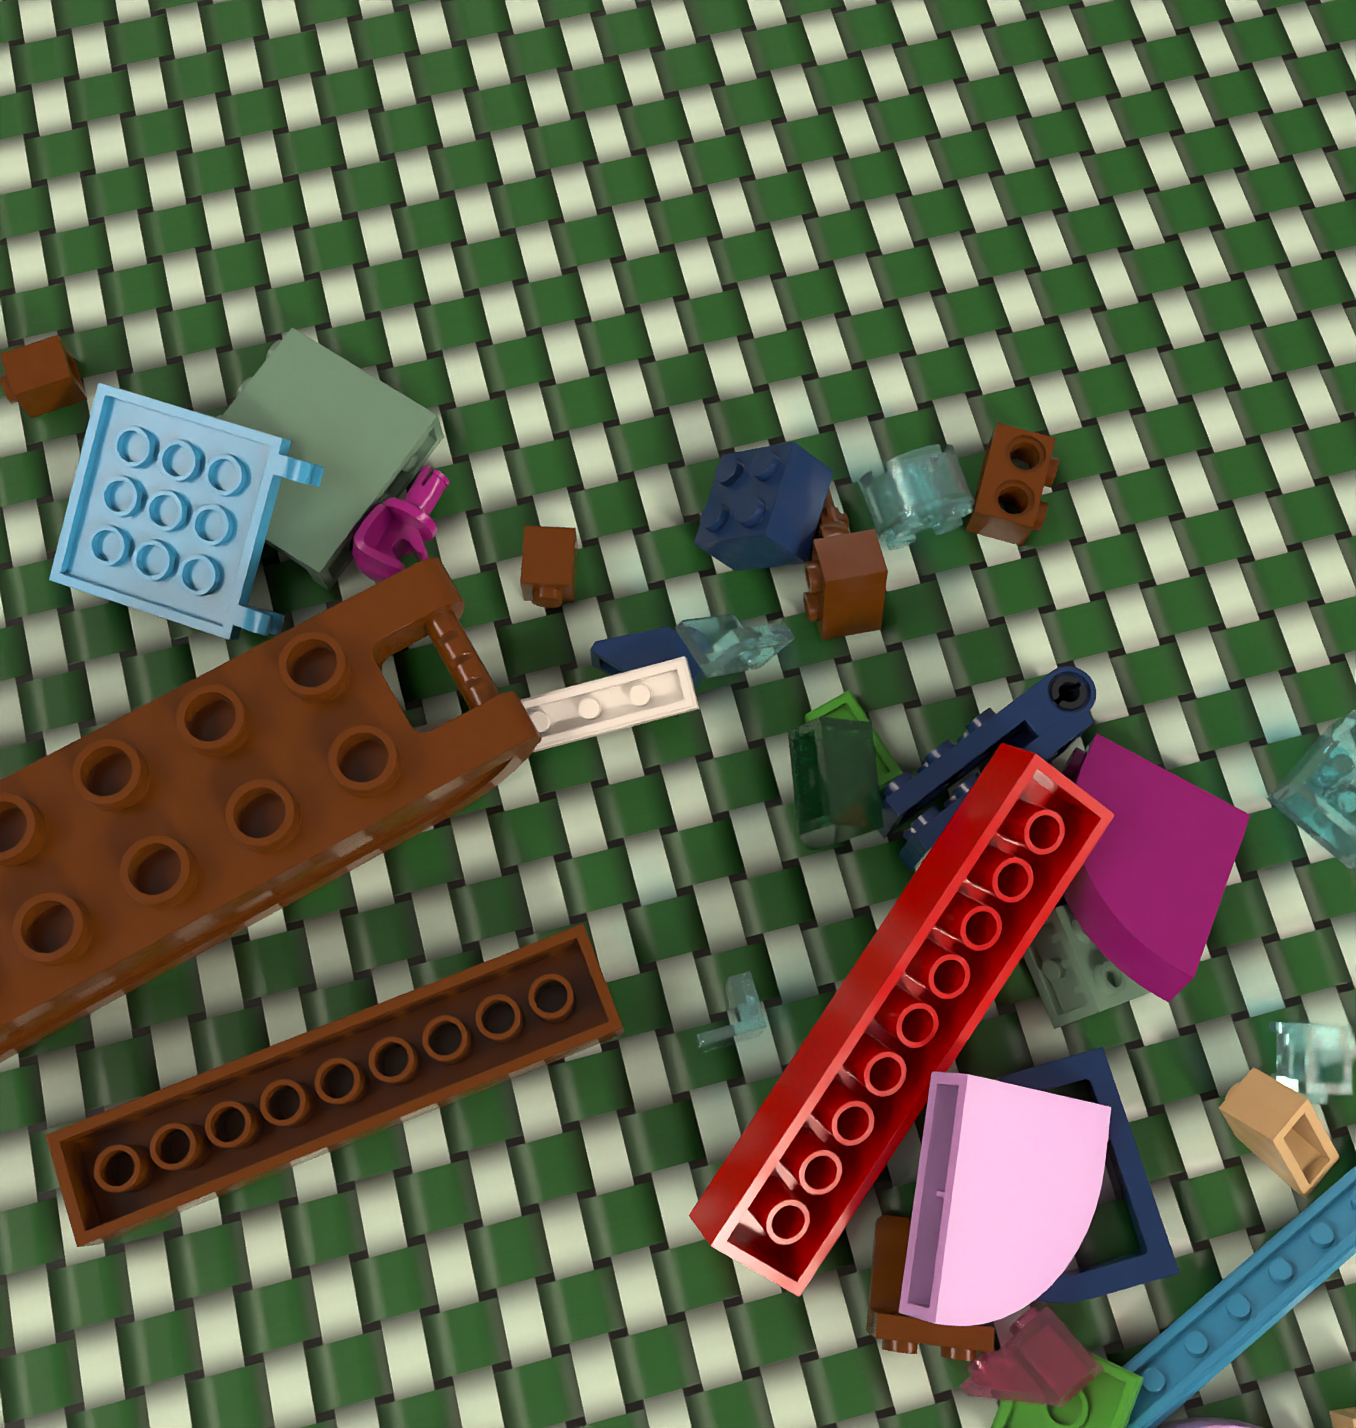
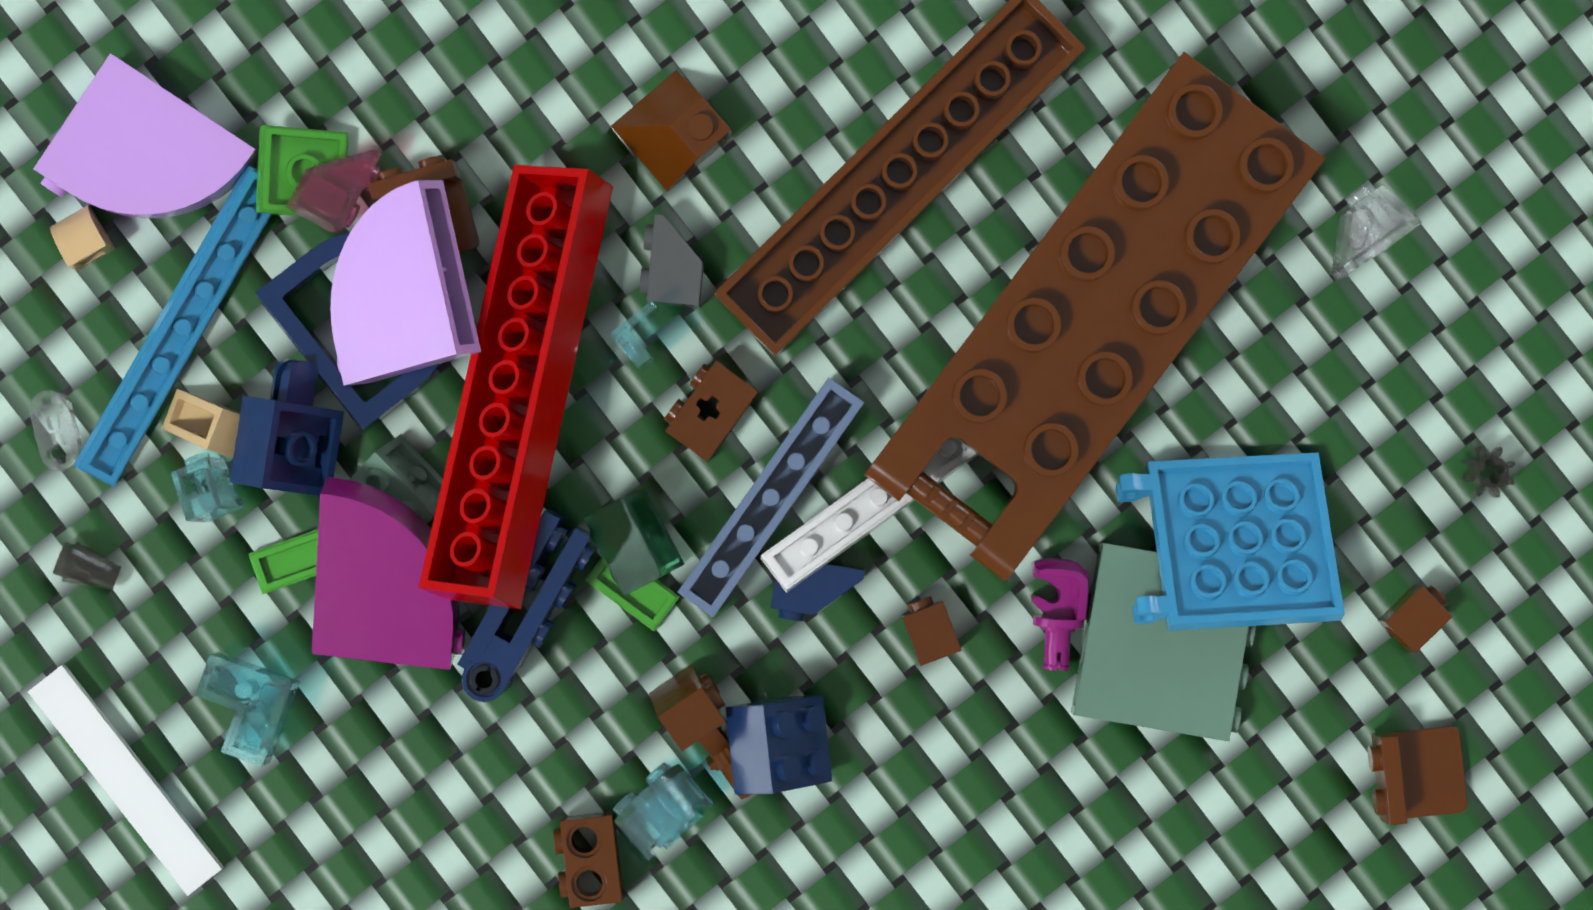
camera: 160 degrees right, 15 degrees up
(128, 235) = (1417, 773): none -> reddish brown bracket
(587, 1260) = (672, 130): none -> reddish brown slope
(656, 1083) = (674, 268): none -> dark grey slope
(658, 772) = (770, 497): none -> sand blue brick
(699, 874) = (733, 398): none -> reddish brown brick
(726, 647) = (761, 622): clear light blue panel -> none
(1199, 1073) = (286, 439): none -> dark blue brick
(1245, 938) = (286, 562): none -> bright green tile

